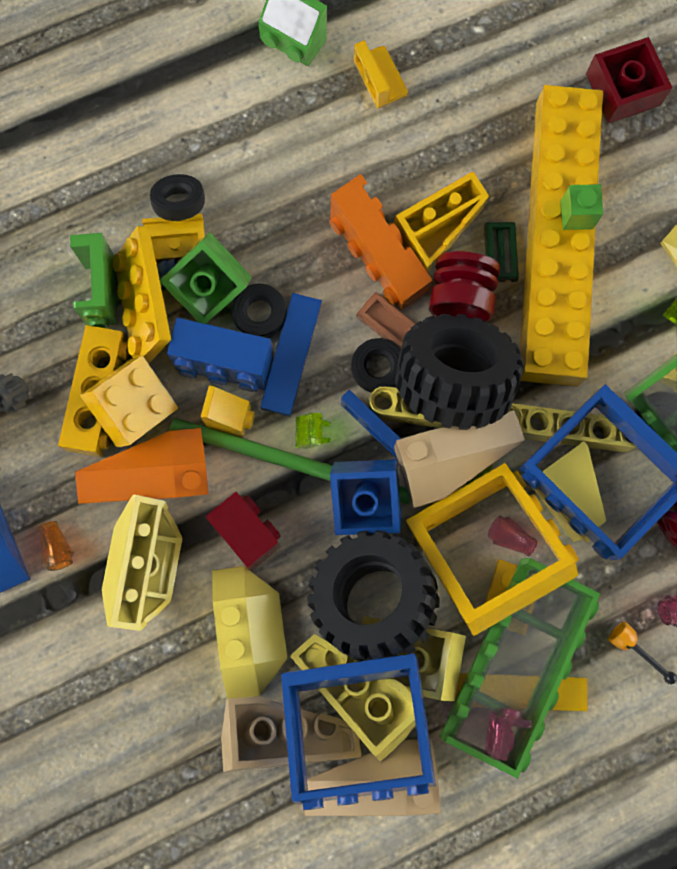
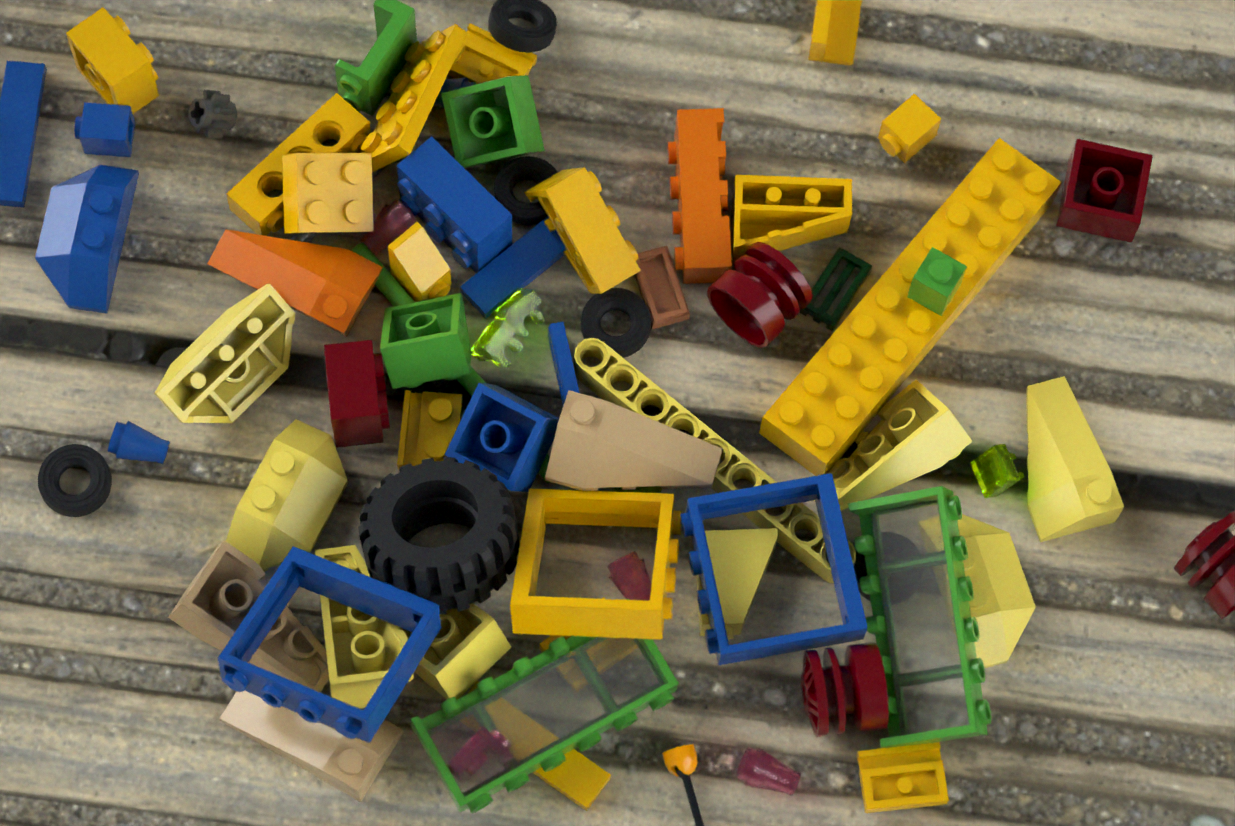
camera: 35 degrees right, 10 degrees down
(54, 547) = (153, 295): clear orange cone -> none
(69, 716) = (74, 504): none -> black tyre
(116, 661) = (136, 443): none -> blue cone
(184, 393) = (388, 226): none -> clear pink cone
(266, 462) = (426, 341): none -> bright green slope
(307, 520) = (427, 426): none -> yellow plate
(309, 397) = (518, 307): none -> clear neon green tile
(320, 314) = (586, 228): none -> yellow wedge
(458, 371) = (686, 366): black tyre -> none
(476, 114) = (908, 128): none -> yellow brick
(618, 331) = (907, 442): none -> light yellow wedge

